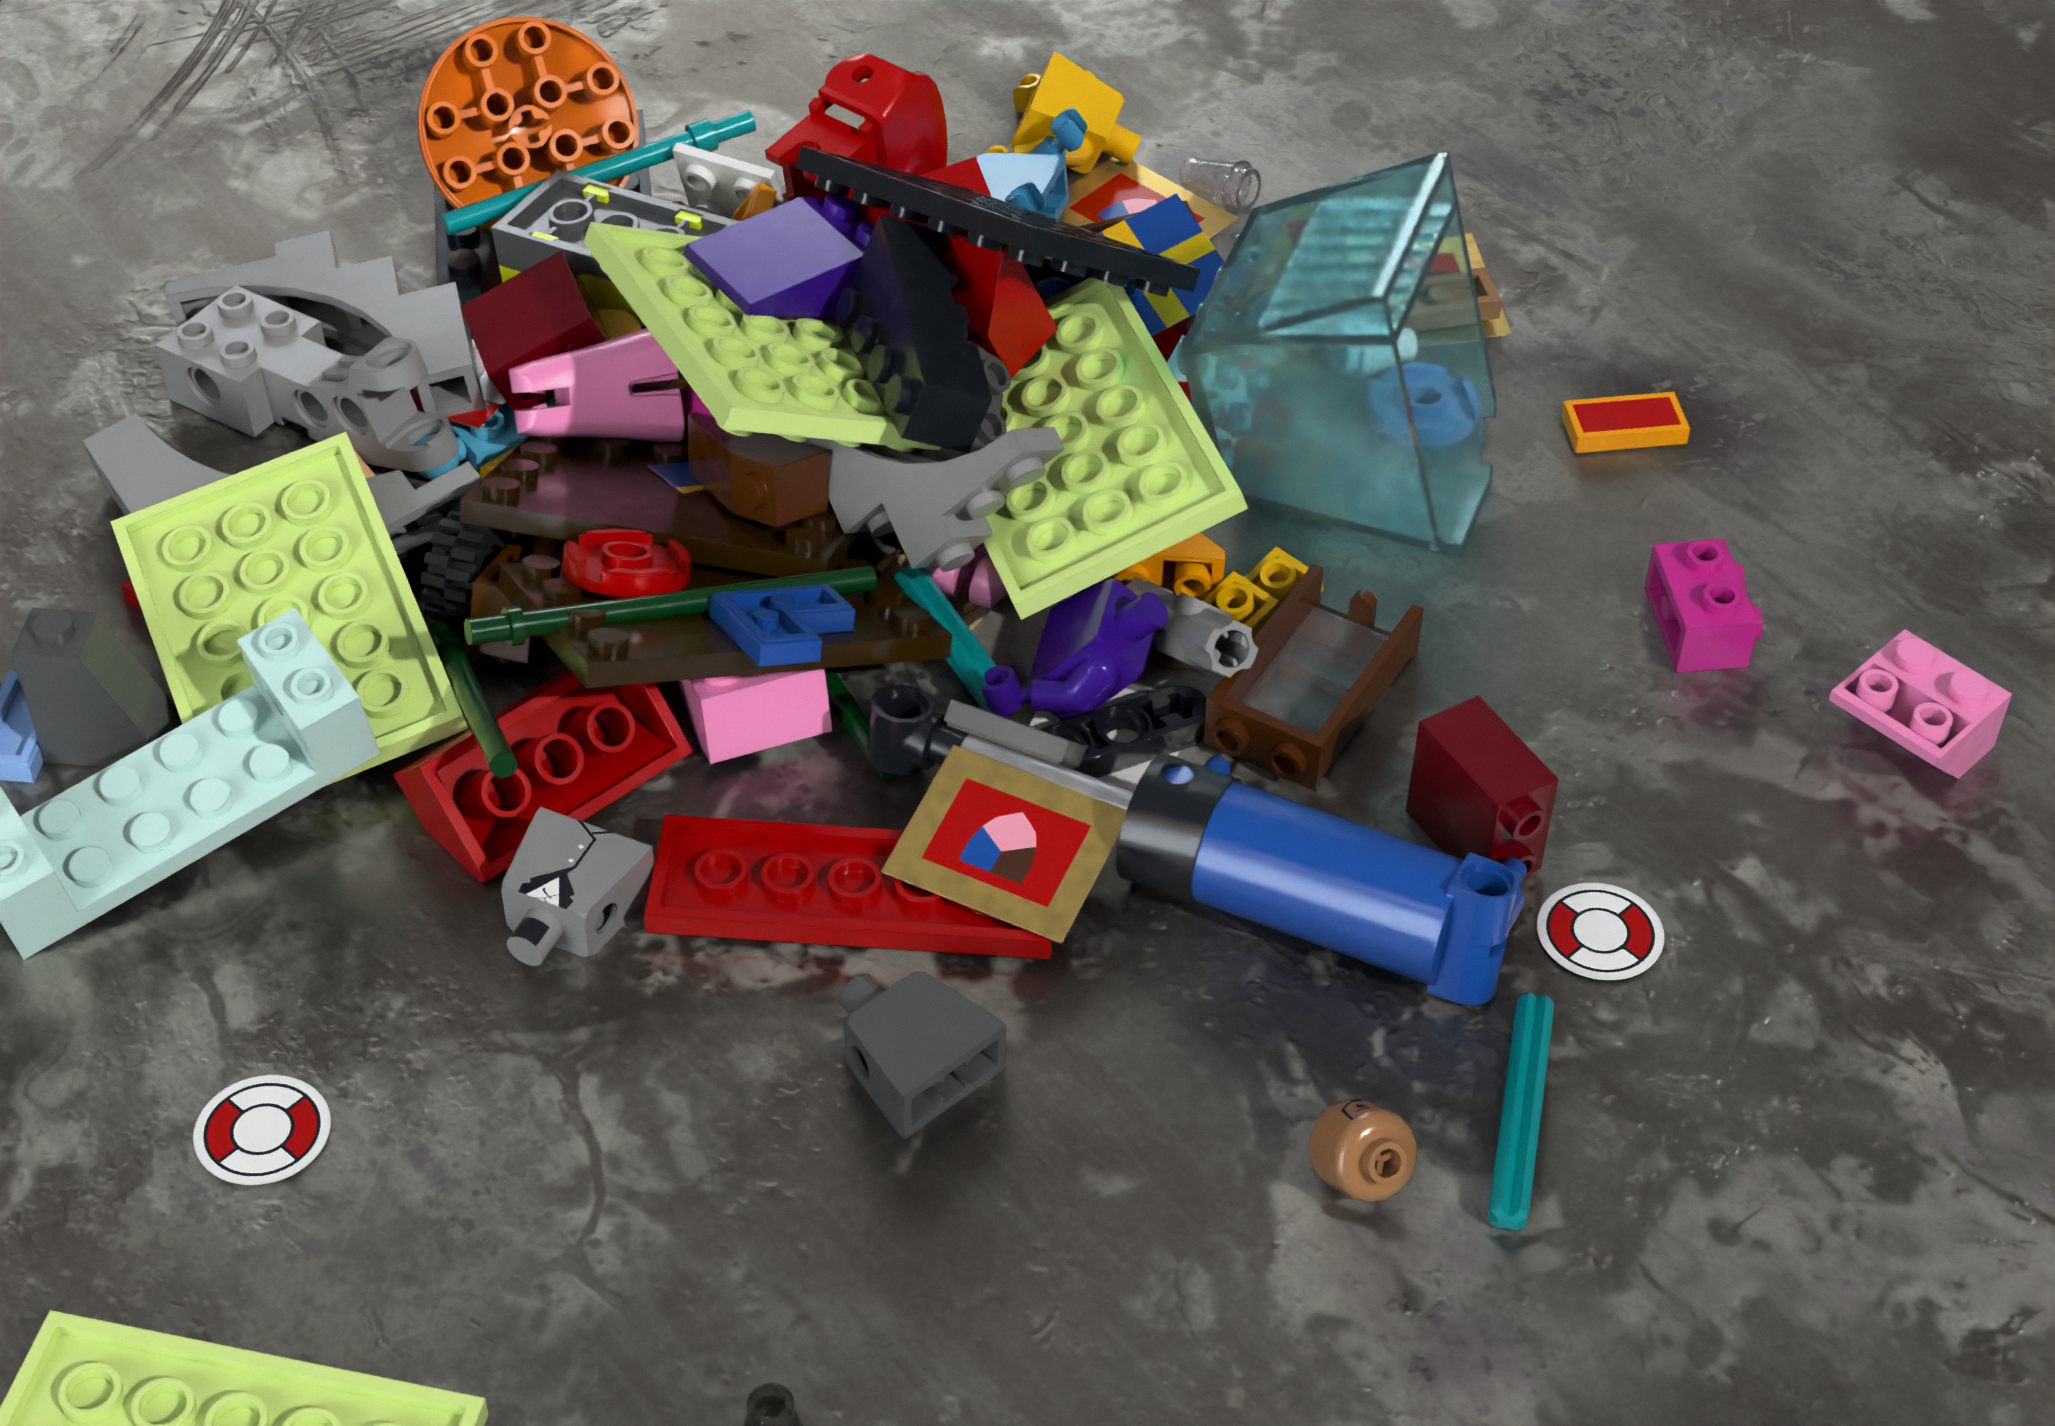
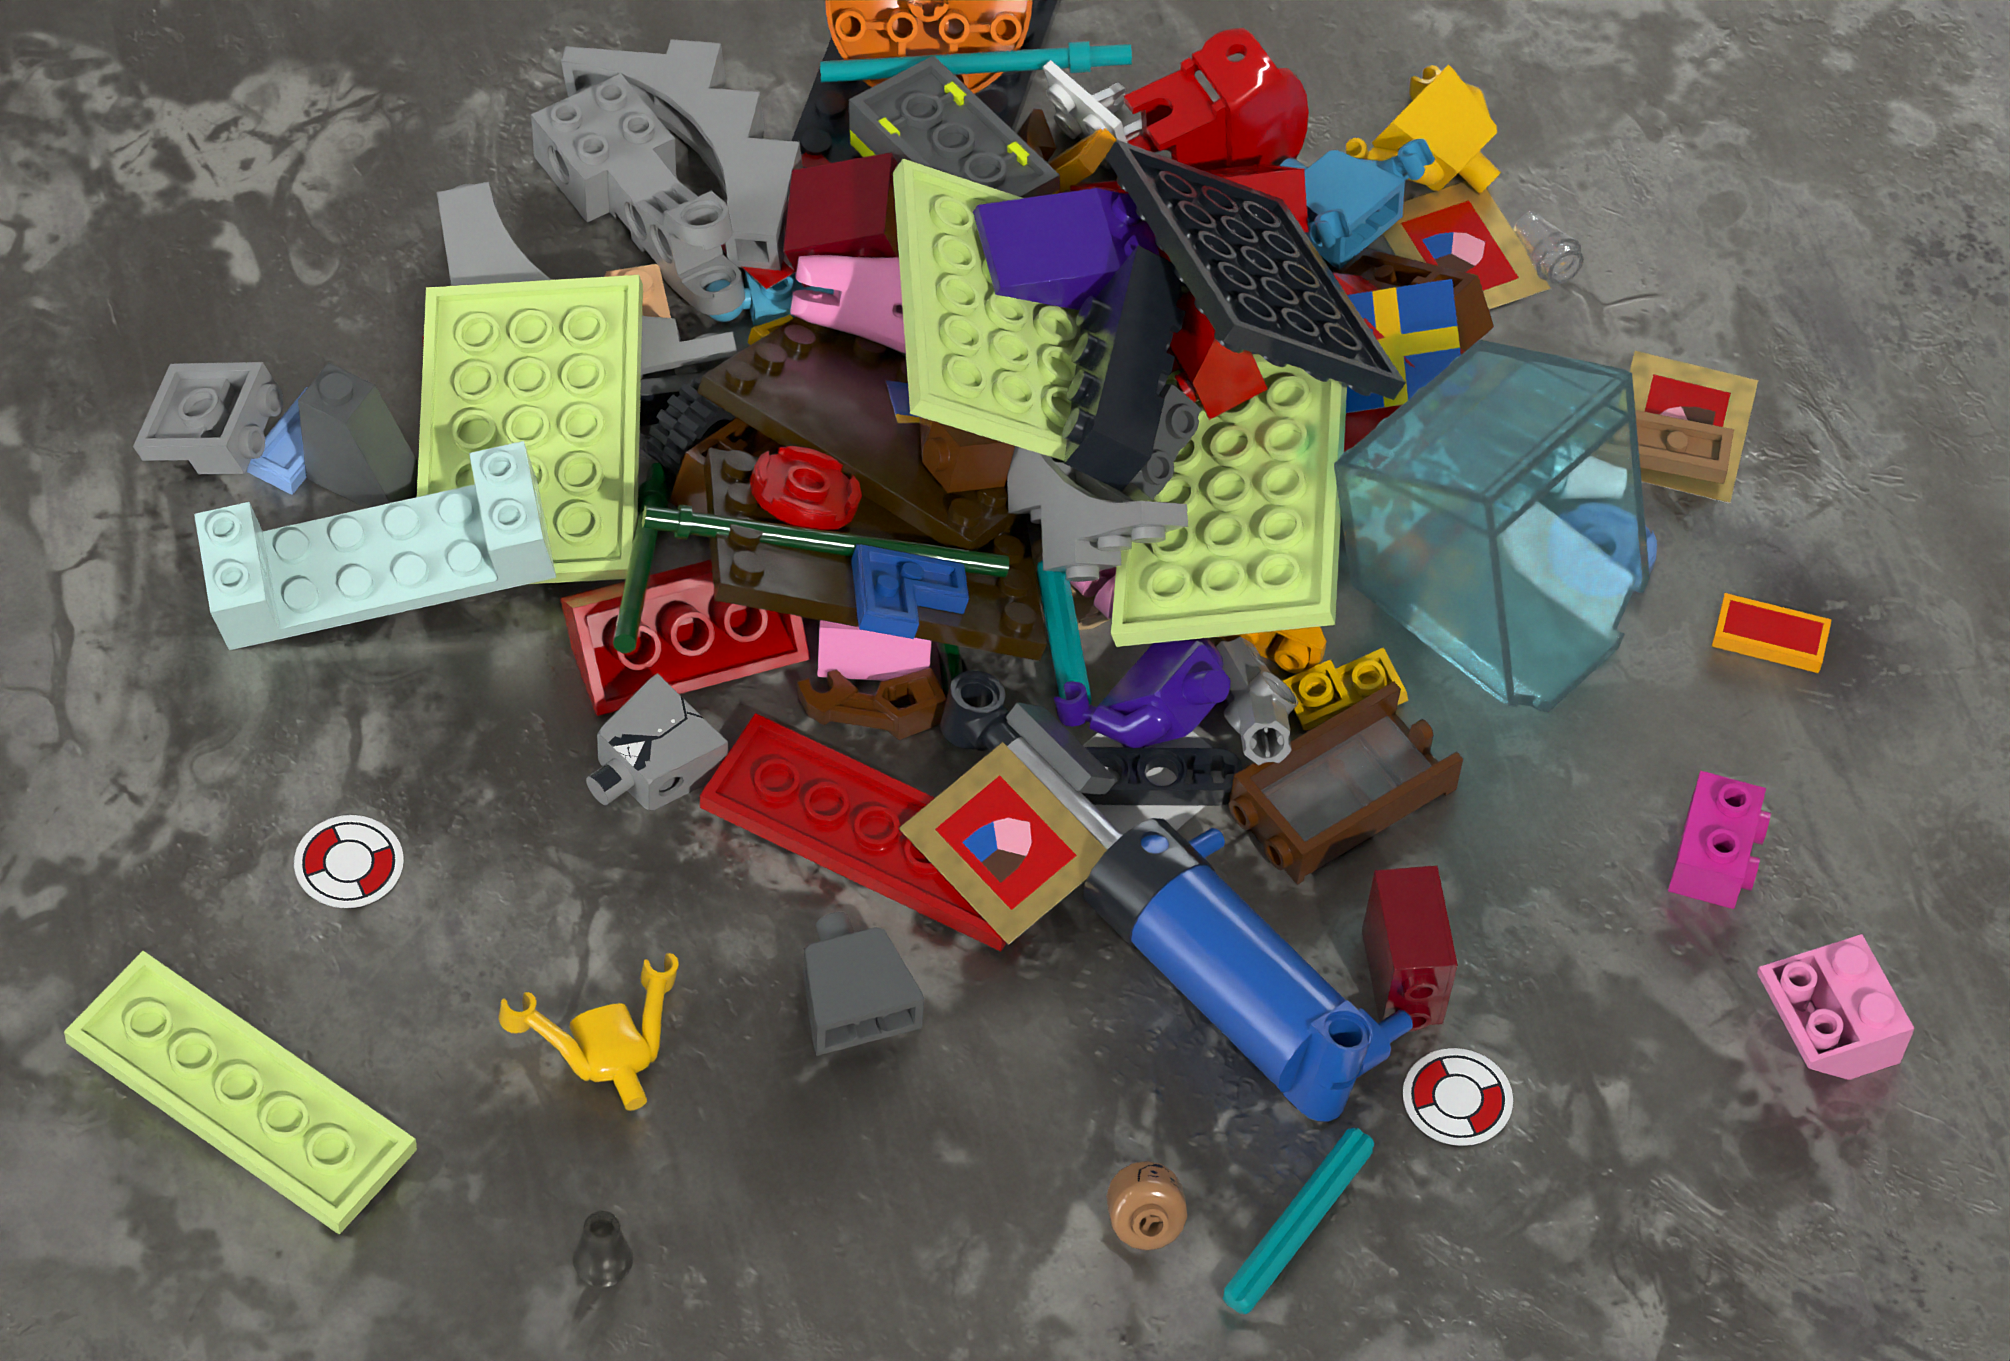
camera: 20 degrees right, 10 degrees up
(658, 1206) = (605, 1037): none -> yellow piece
(816, 762) = (878, 711): none -> reddish brown piece

